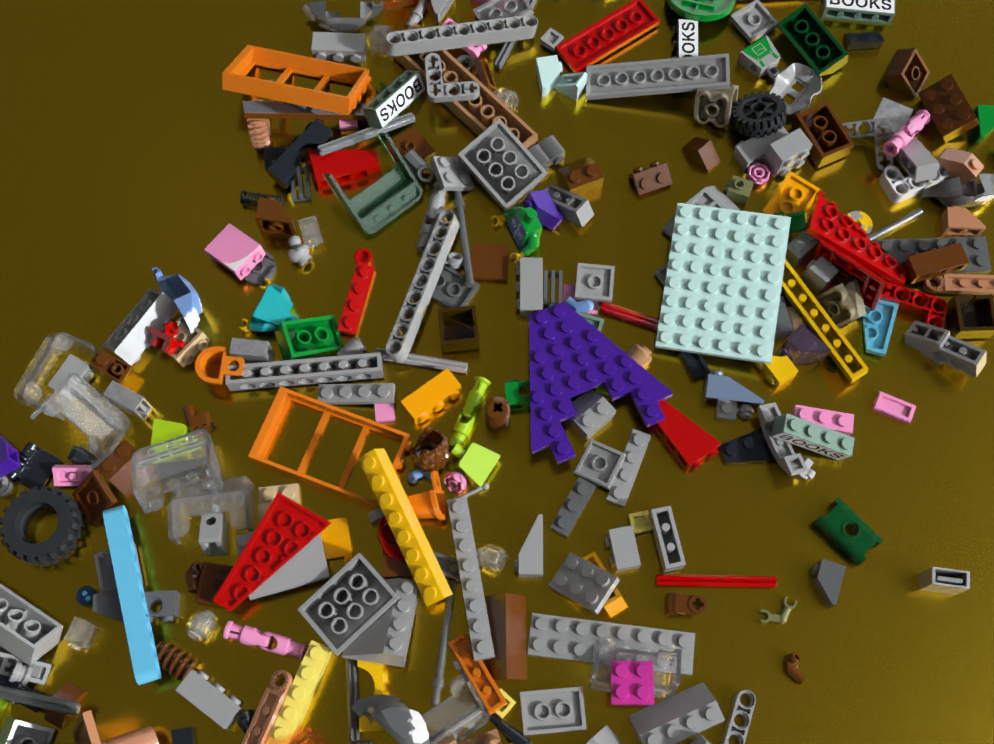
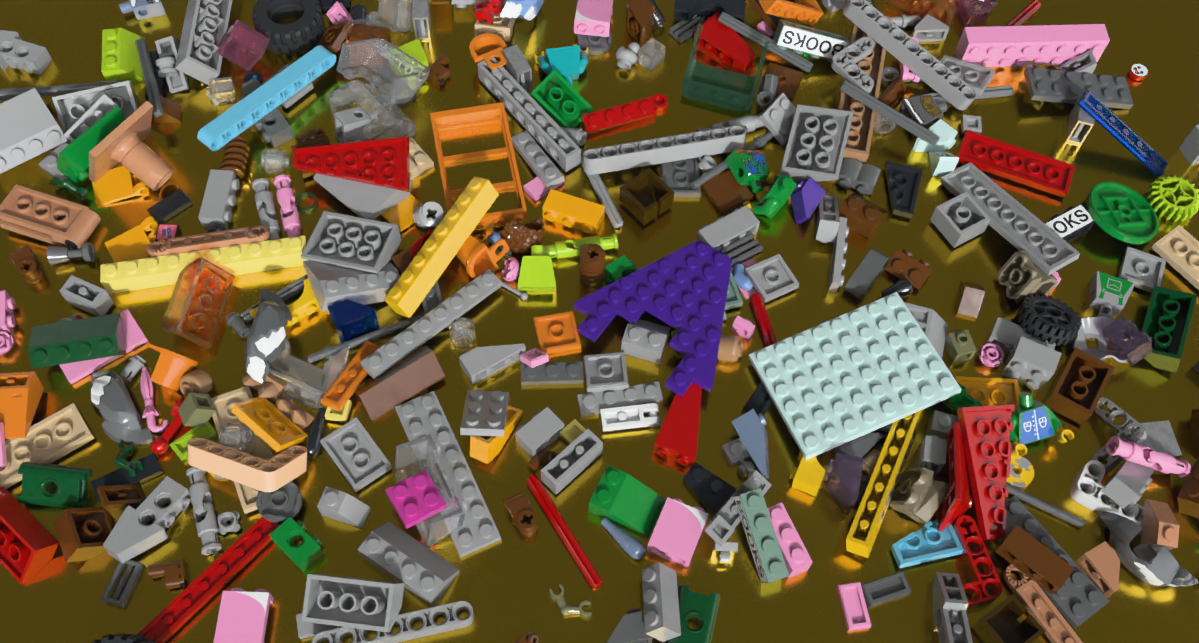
camera: 55 degrees right, 10 degrees down
(48, 585) = (242, 45): none -> clear pink brick
(259, 610) = (306, 209): none -> piece
(260, 663) = (266, 207): none -> light grey piece
(359, 520) = (436, 215): none -> light grey piece
(425, 645) = (352, 319): none -> clear blue slope
(485, 231) = (748, 168): none -> green torso
(510, 91) = (889, 113): none -> dark grey axle
(517, 66) = (923, 110): none -> dark grey torso
(537, 480) = (557, 332): none -> orange tile
(552, 513) = (534, 357): none -> bright pink tile
(576, 130) = (902, 187): none -> black wing
(610, 223) = (837, 260): none -> light grey plate
(626, 333) = (743, 327): none -> bright pink plate
(635, 110) = (960, 219): none -> light grey brick
(636, 211) = (866, 273): none -> dark grey beam
(645, 558) = (542, 457): none -> reddish brown arm
(650, 471) = (629, 417): none -> white plate
(664, 198) = (902, 287): none -> black cone
(721, 518) = (626, 502): none -> green slope
(755, 537) = (629, 543): none -> sand blue piece
(770, 494) = (677, 531): none -> bright pink panel
(818, 80) = (1127, 340): none -> clear purple brick
(822, 543) = (661, 602): none -> light grey brick
(835, 184) = (1032, 423): none -> torso
(893, 376) = (885, 589): none -> dark grey tile

